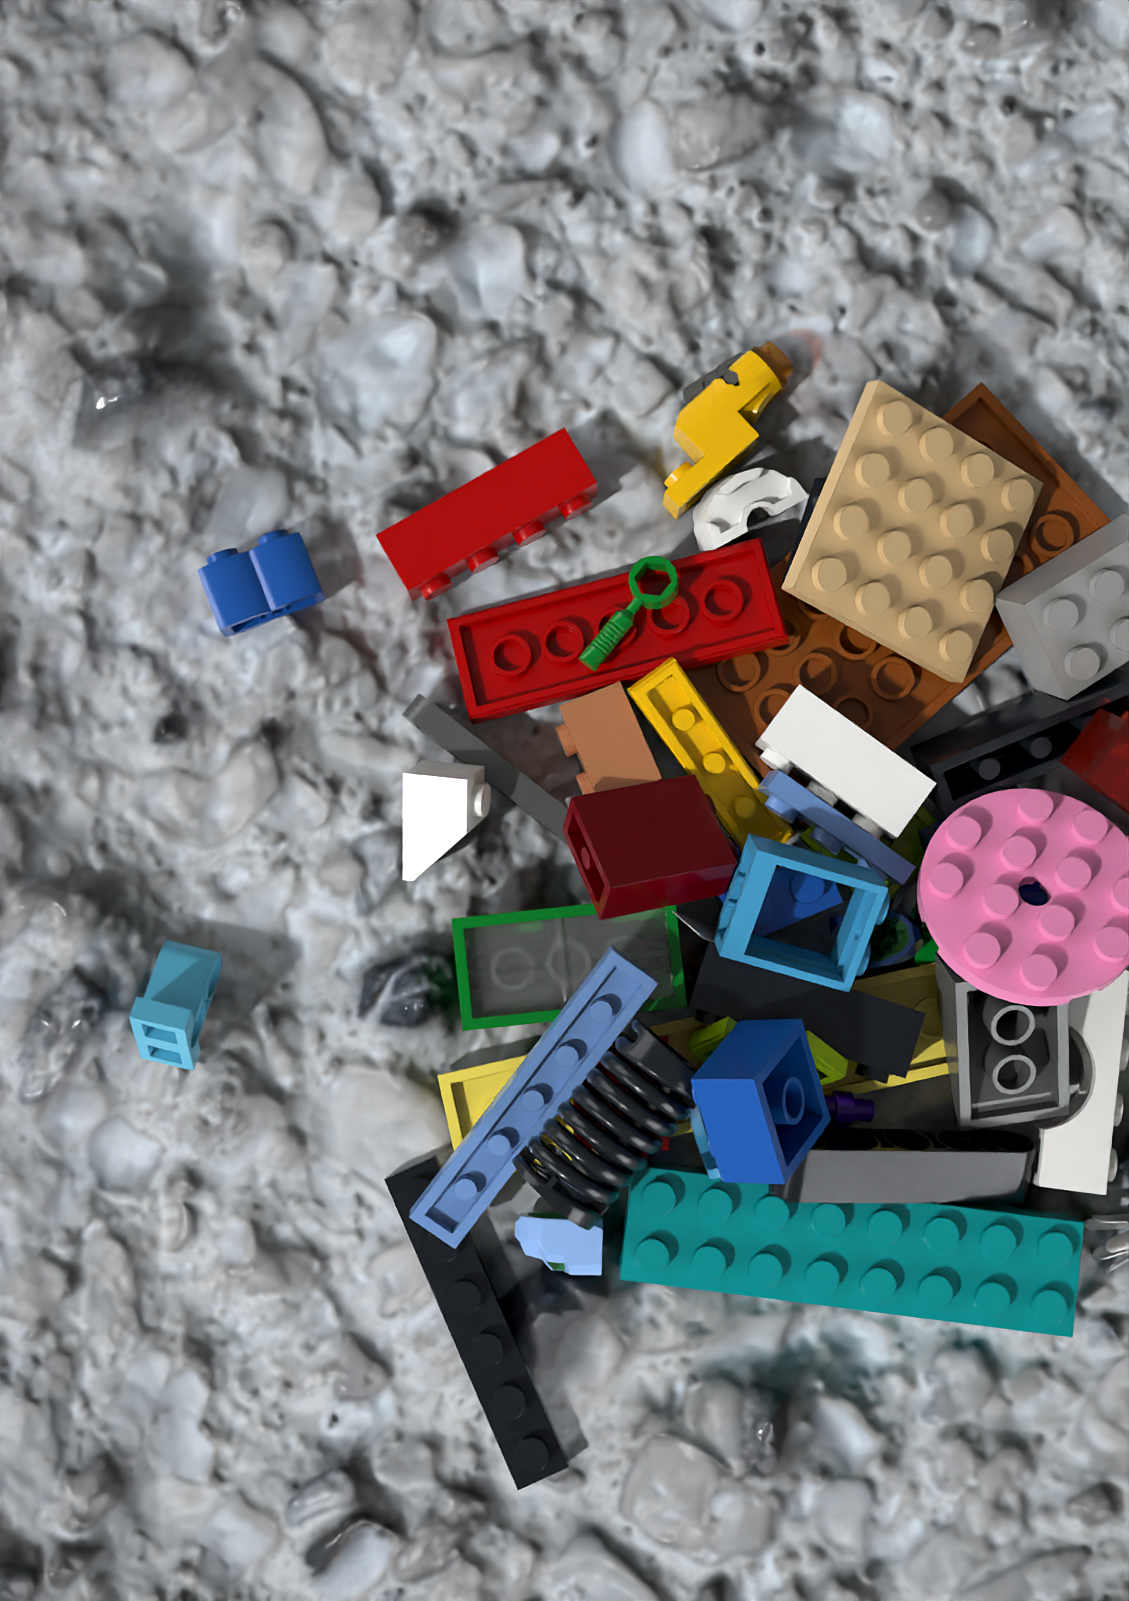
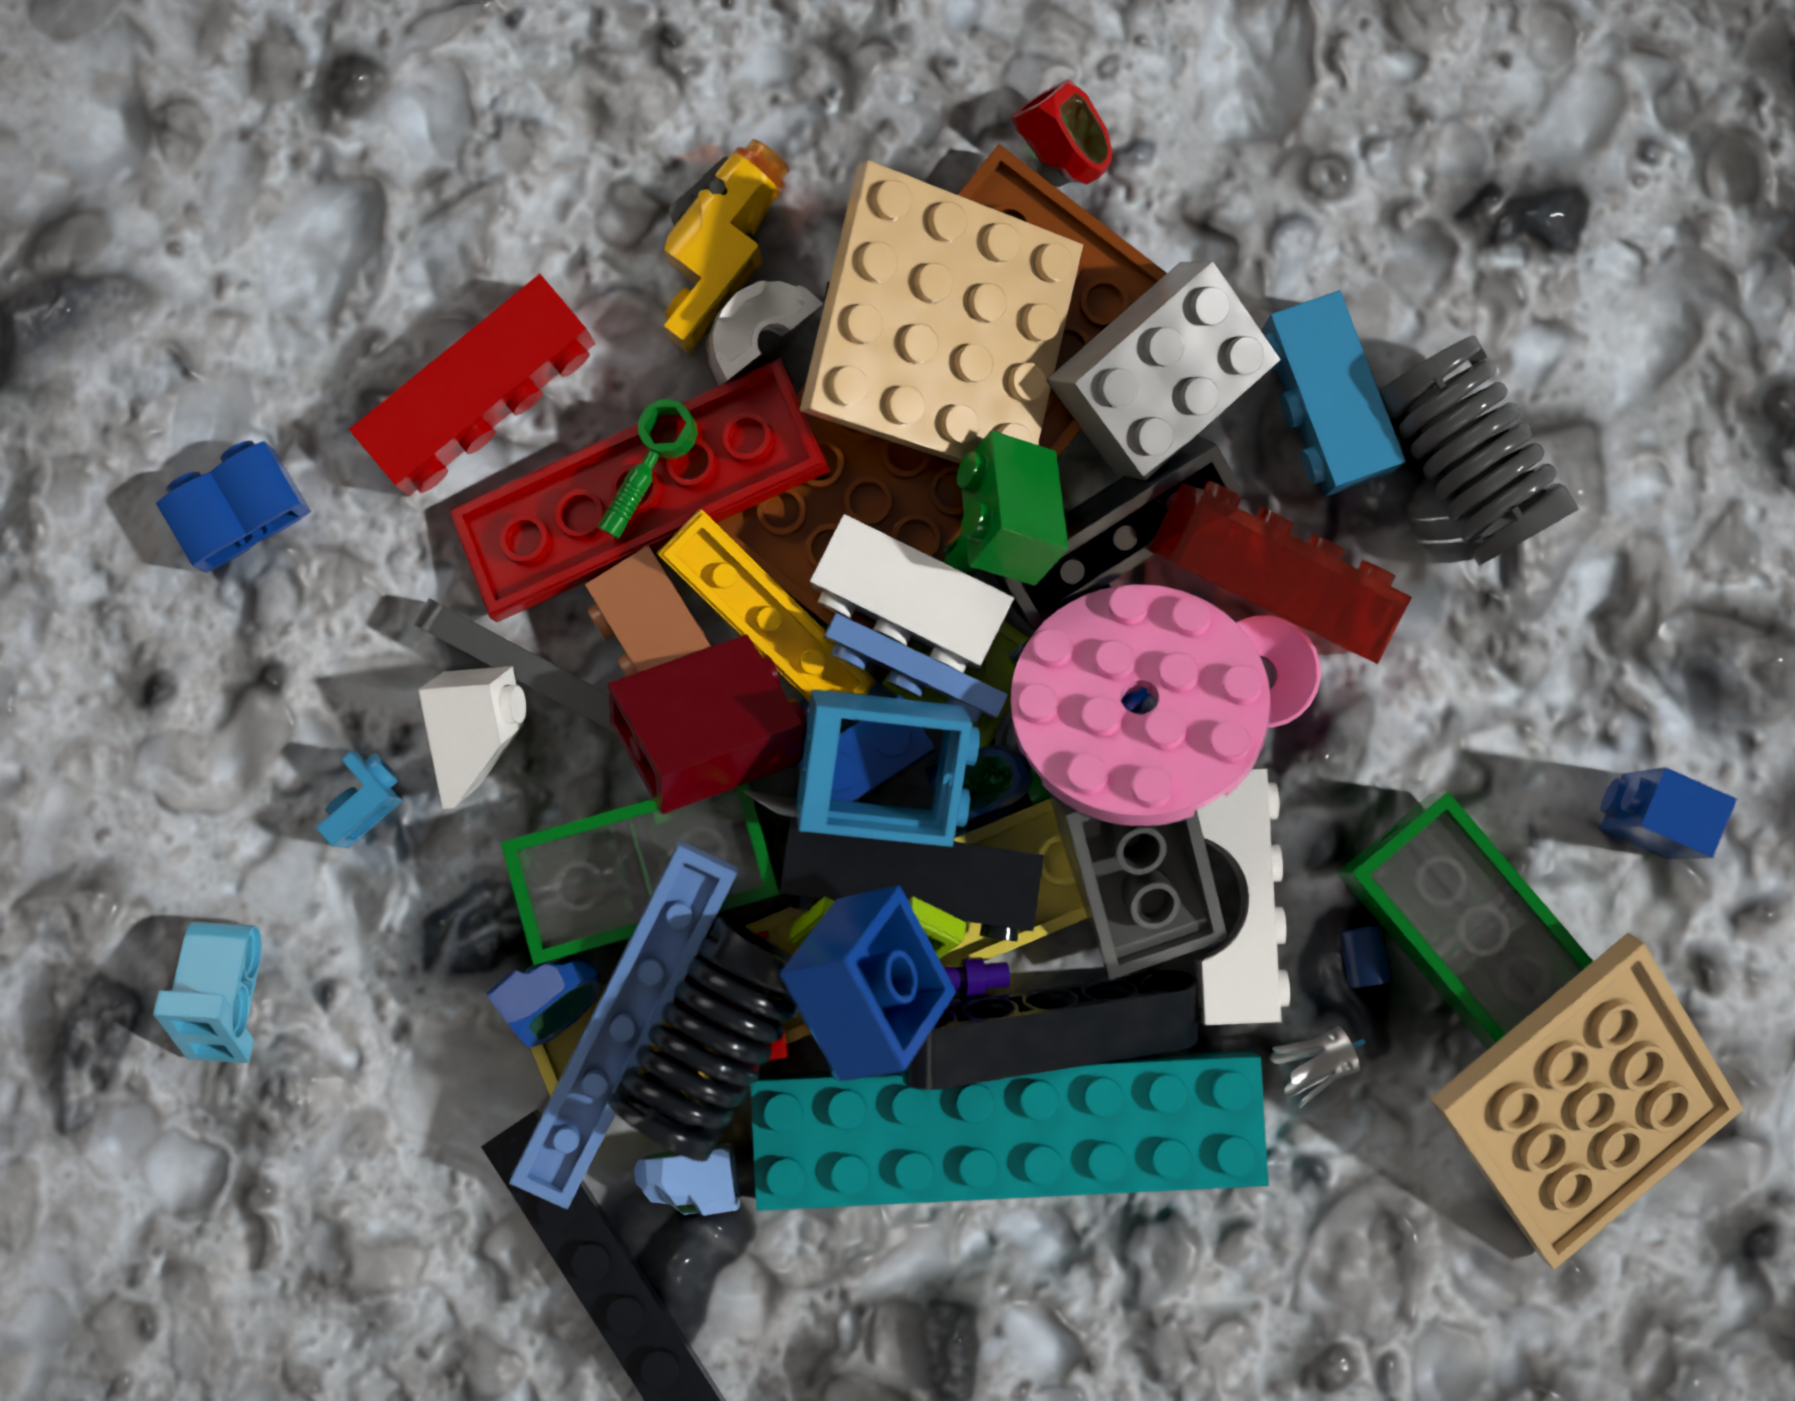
camera: 10 degrees left, 0 degrees up
(324, 868) = (356, 810): none -> dark azure bracket
(466, 1060) = (546, 998): none -> blue rock
(947, 707) = (1010, 510): none -> green brick
(1041, 382) = (1066, 132): none -> red rock

